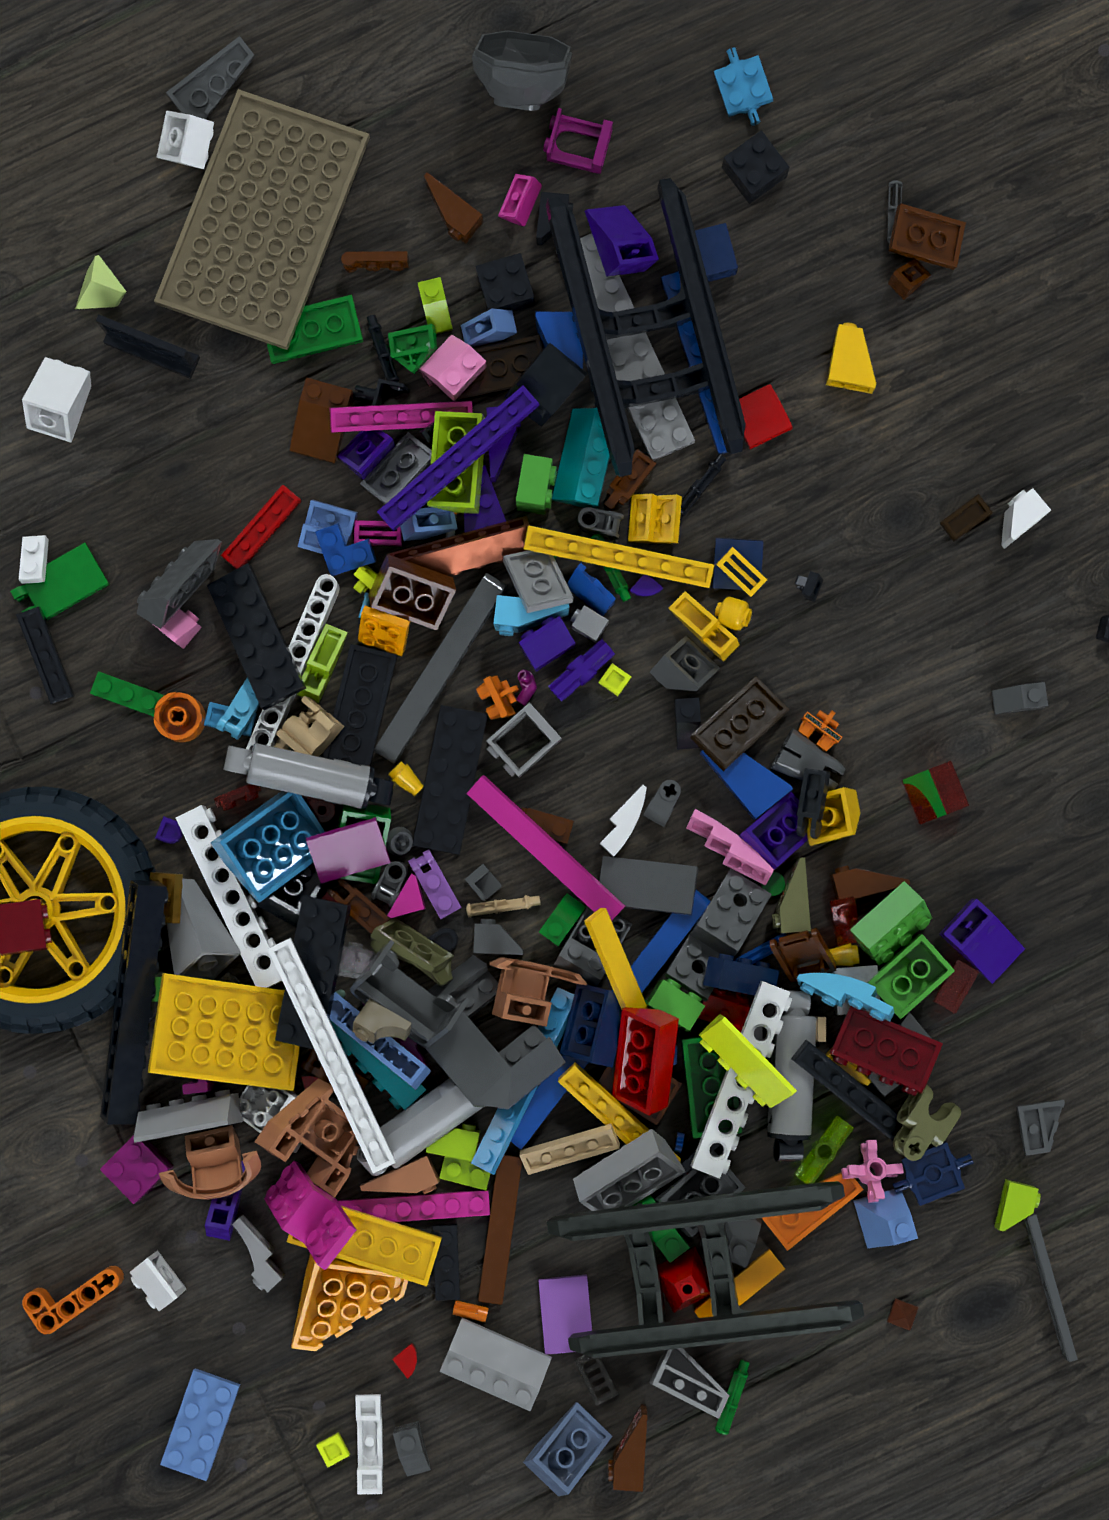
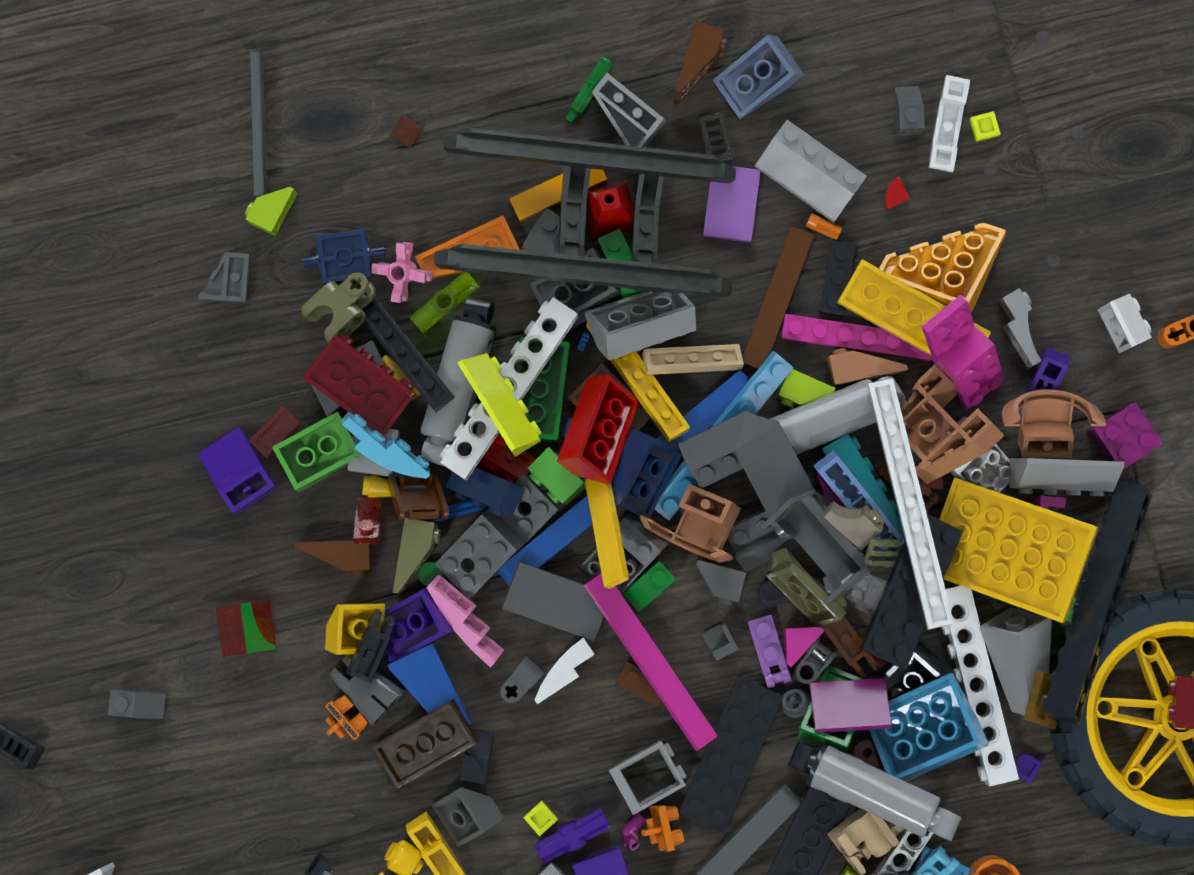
camera: 170 degrees left, 0 degrees up
(200, 1424) = (1109, 178): medium blue plate -> none
(229, 799) = (960, 785): clear red plate -> none
(341, 994) = (887, 561): none -> olive tile
(406, 778) = (775, 765): yellow cone -> none
(464, 1173) = (801, 359): lime plate -> none
(501, 905) = (706, 614): tan piece -> none
(820, 1029) = (418, 420): tan tile -> none
(885, 1221) = (400, 221): medium blue slope -> none
(891, 924) = (322, 507): bright green piece -> none

